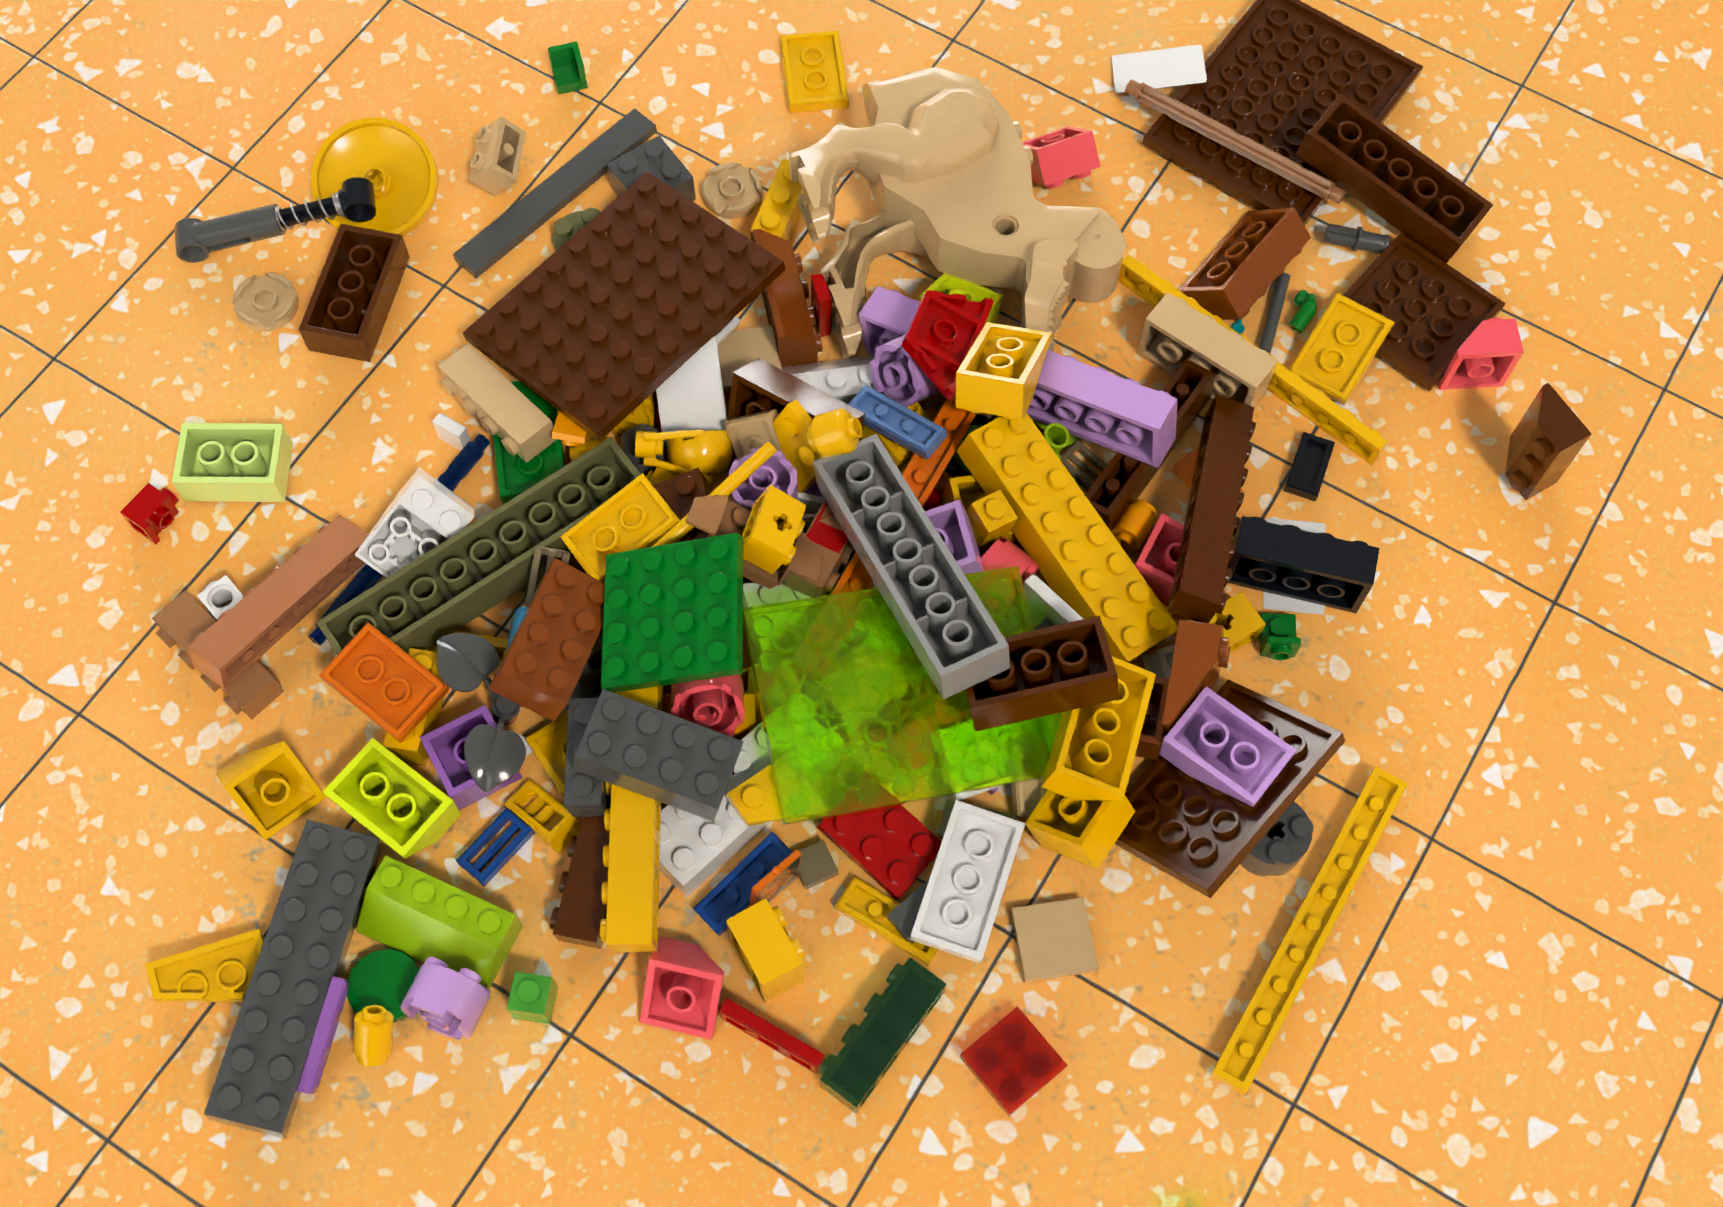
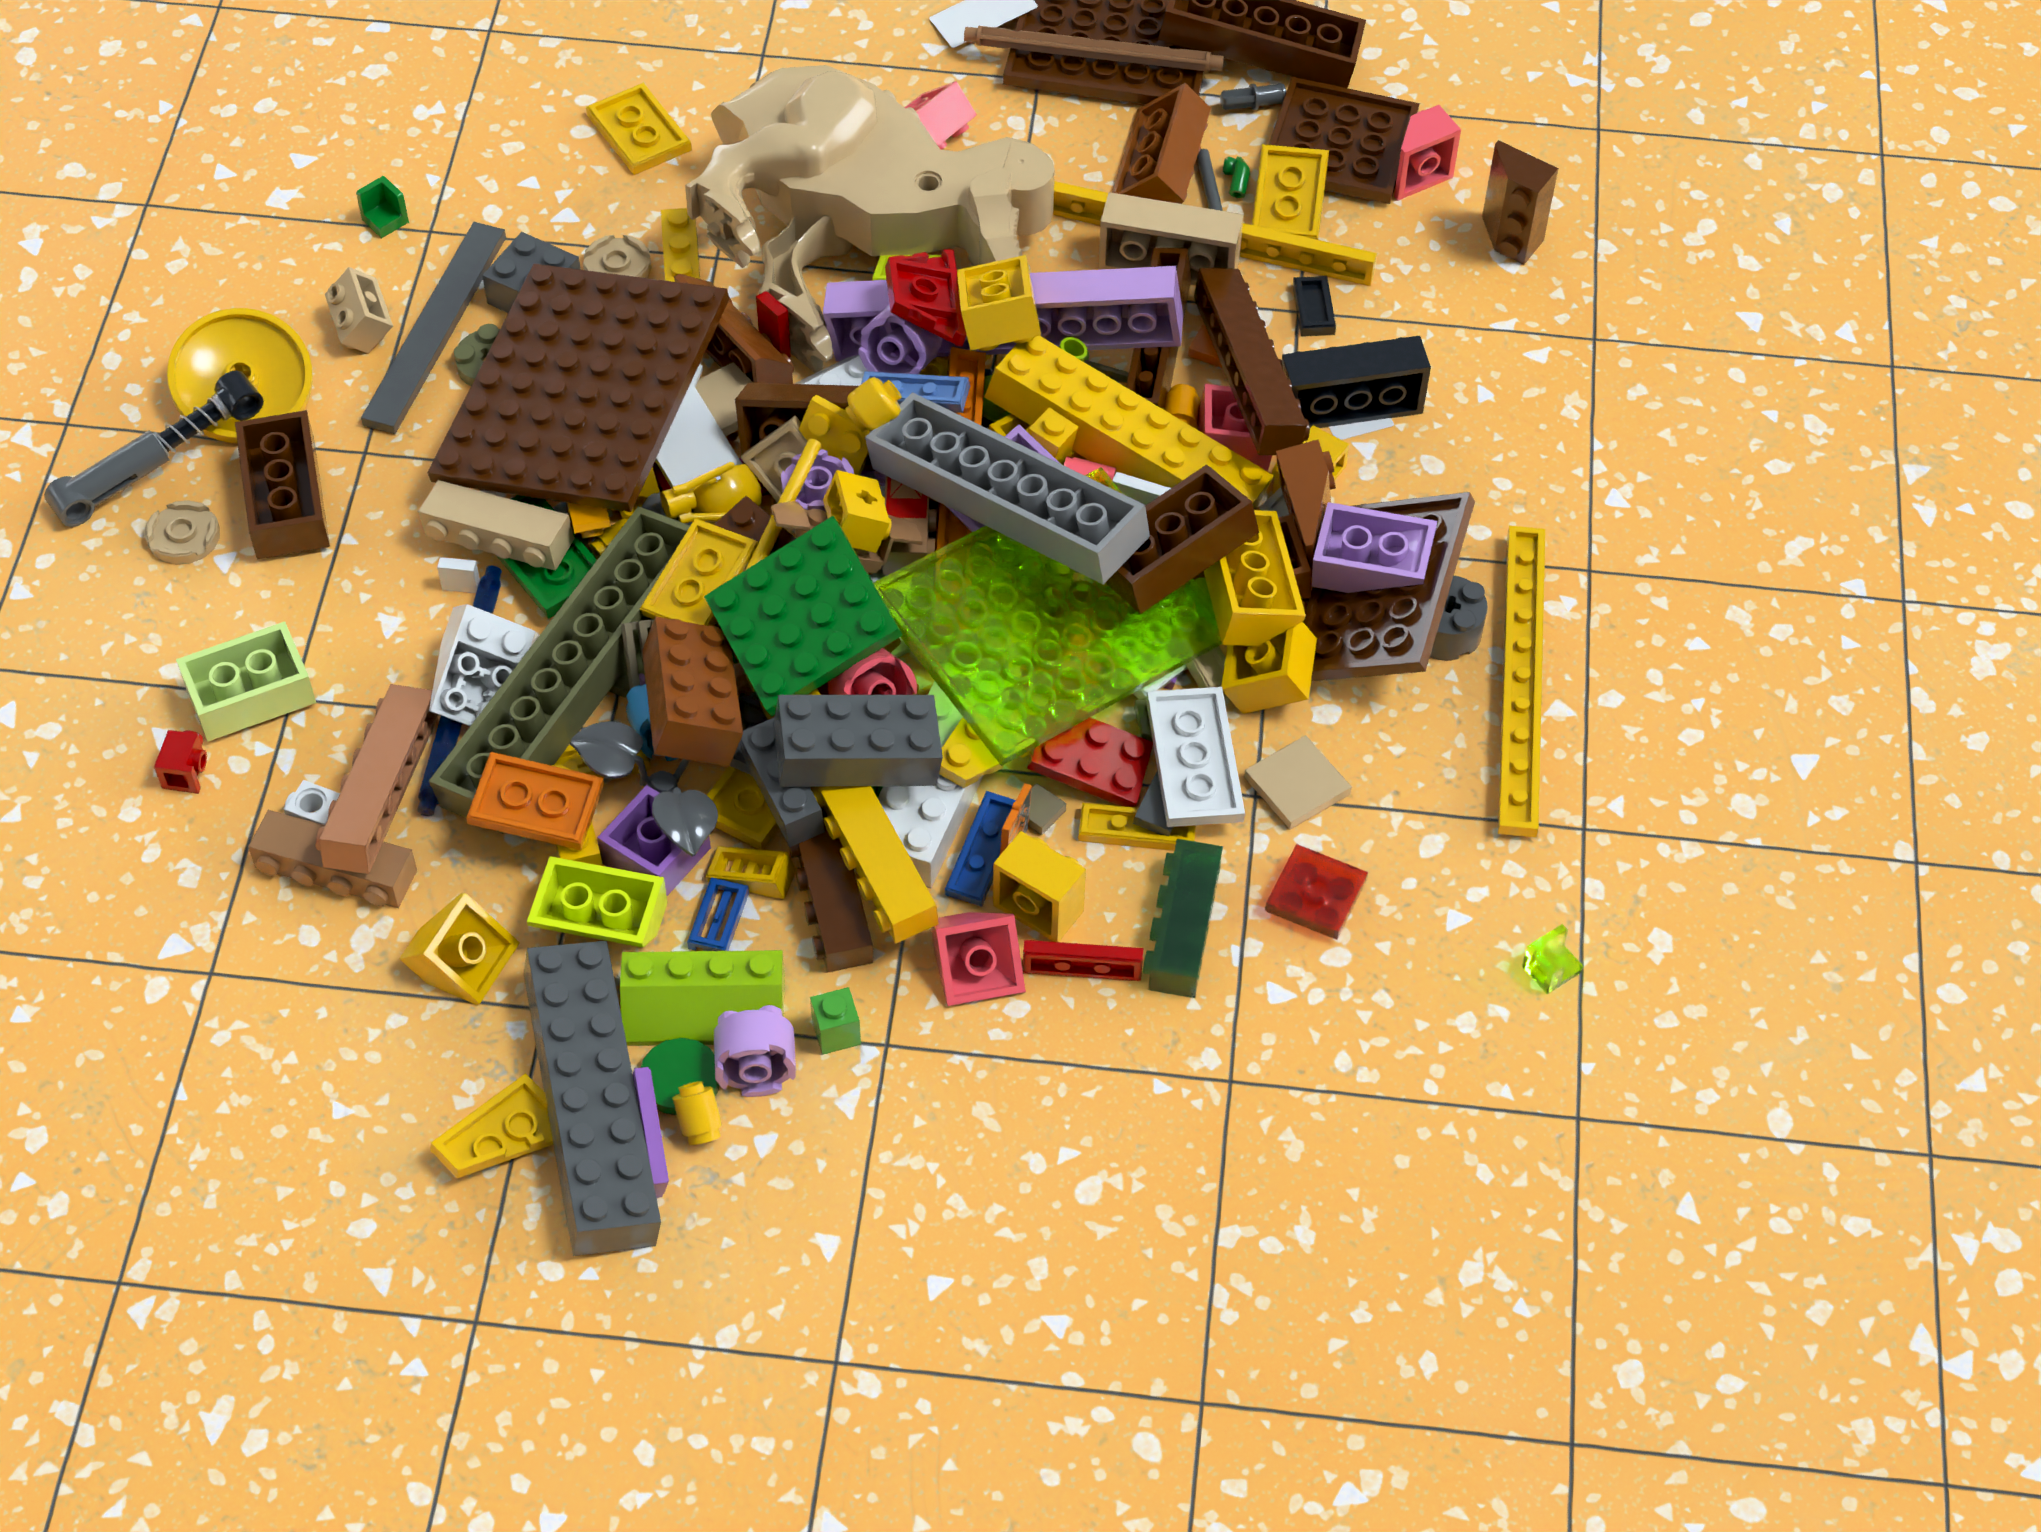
camera: 25 degrees left, 10 degrees down
(1279, 636) = (1366, 457): green bracket -> none

